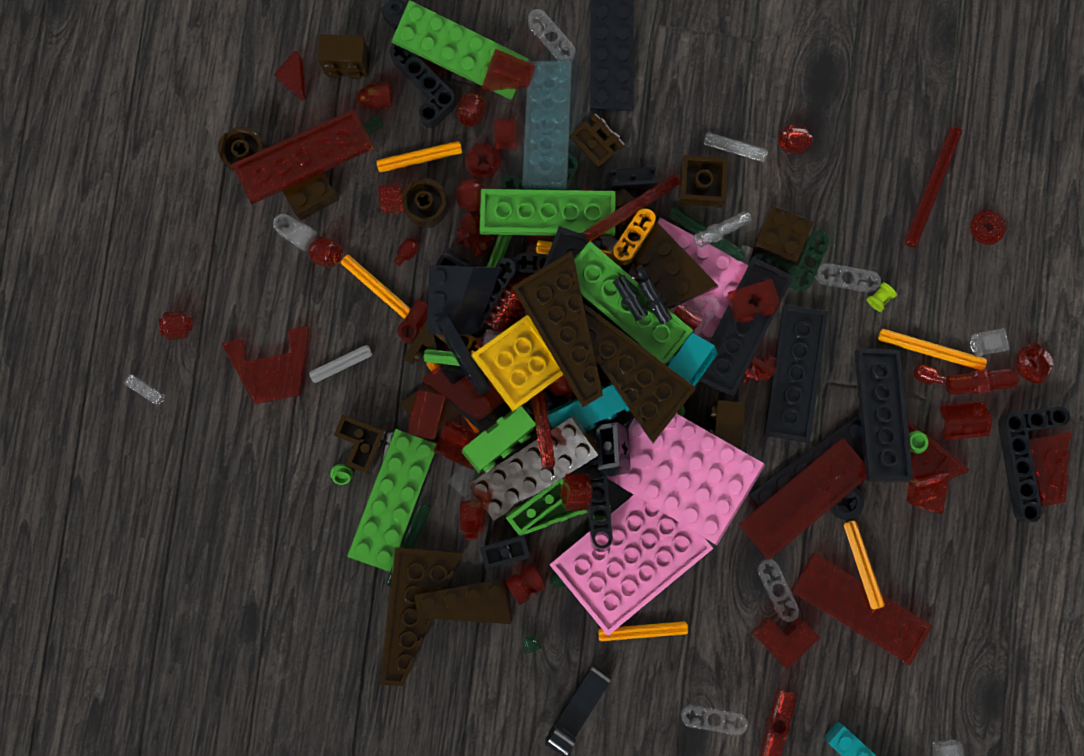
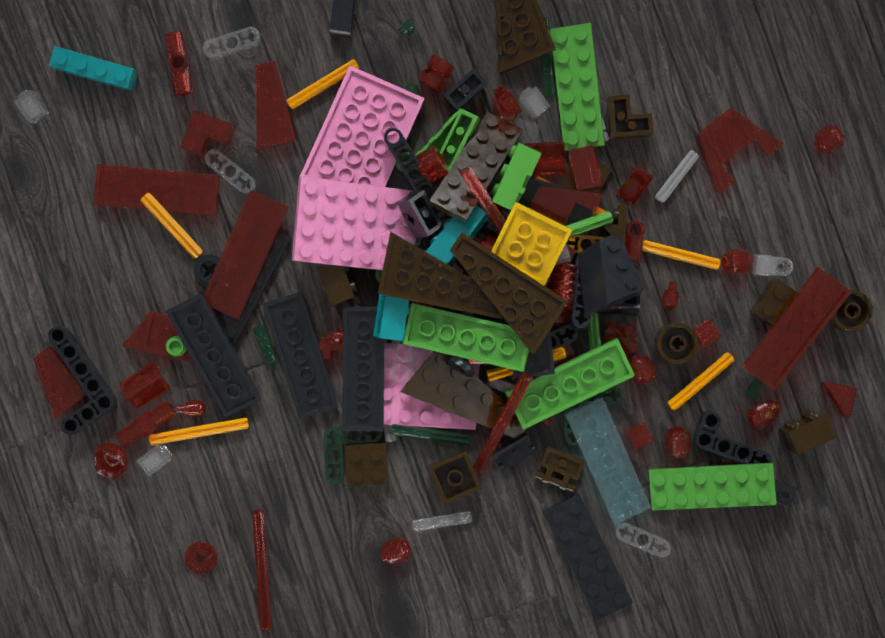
camera: 155 degrees right, 5 degrees up
(144, 389) = (826, 74): clear beam -> none
(341, 474) = (629, 86): bright green plate -> none
(385, 375) = (635, 184): none -> clear red slope
(443, 506) = (533, 102): none -> clear brick
(462, 355) = (579, 228): black beam -> none
(471, 602) = (474, 35): dark brown wing -> none
(483, 170) = (638, 410): clear red gear -> none
(507, 72) = (663, 486): clear red wing -> none
(630, 298) = (467, 341): black pin -> none
(633, 246) = (496, 384): light orange beam -> none
(655, 301) = (445, 349): black pin -> none
(686, 316) = (414, 353): clear red pin -> none
(707, 627) = (272, 111): none -> clear red wing
(716, 231) = (422, 438): clear pin -> none
(762, 291) = (363, 403): clear red brick -> none
(825, 402) = (265, 344): none -> clear green axle
(863, 286) = (280, 456): clear beam -> none
(881, 297) = (260, 454): lime bush -> none
(929, 492) = (147, 309): clear red wing -> none

